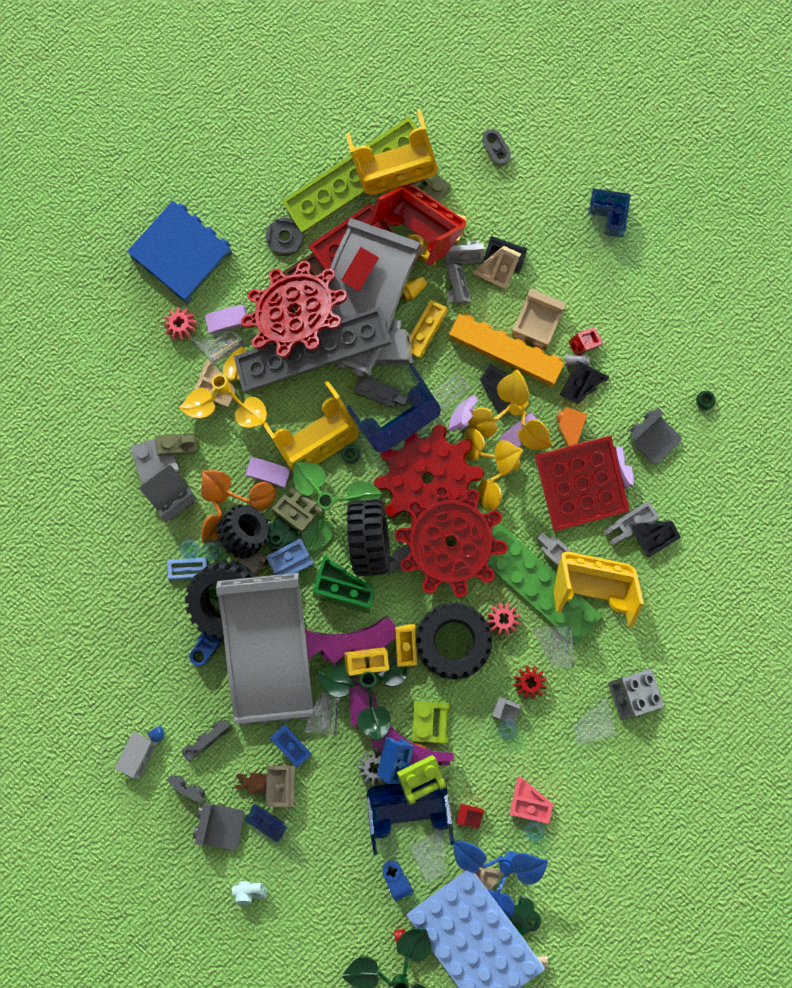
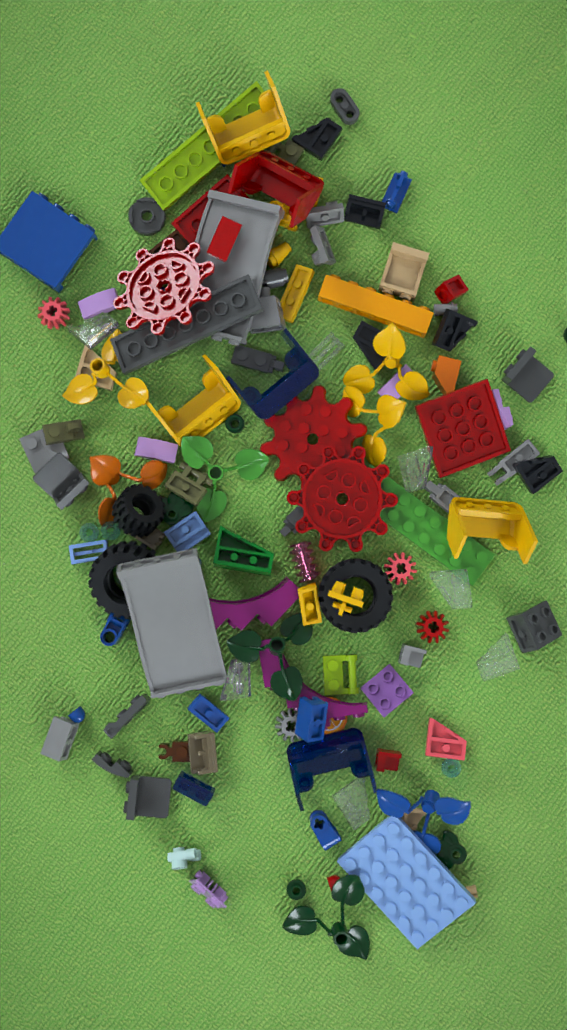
camera: 10 degrees left, 5 degrees up
(275, 938) = (213, 899): none -> lavender hinge
(360, 932) = (299, 884): none -> dark green plate
(366, 660) = (273, 625): yellow brick -> none
(368, 537) = (261, 504): black tyre -> none
(406, 601) = (304, 561): none -> clear pink piece
(407, 311) = (275, 278): none -> dark grey brick
(419, 774) = (337, 729): lime plate -> none
(435, 635) = (354, 599): none -> yellow hips
(462, 414) = (340, 373): lavender slope -> none
(467, 176) = (319, 138): none -> black wing
(476, 743) = (386, 690): none -> medium lavender hinge
(499, 267) = (360, 224): tan wing -> none
(507, 723) = (415, 669): clear light blue plate -> none
(529, 519) = (415, 468): none -> clear wing
(540, 237) = (396, 191): none -> blue hinge
(612, 206) = (465, 153): clear blue brick -> none

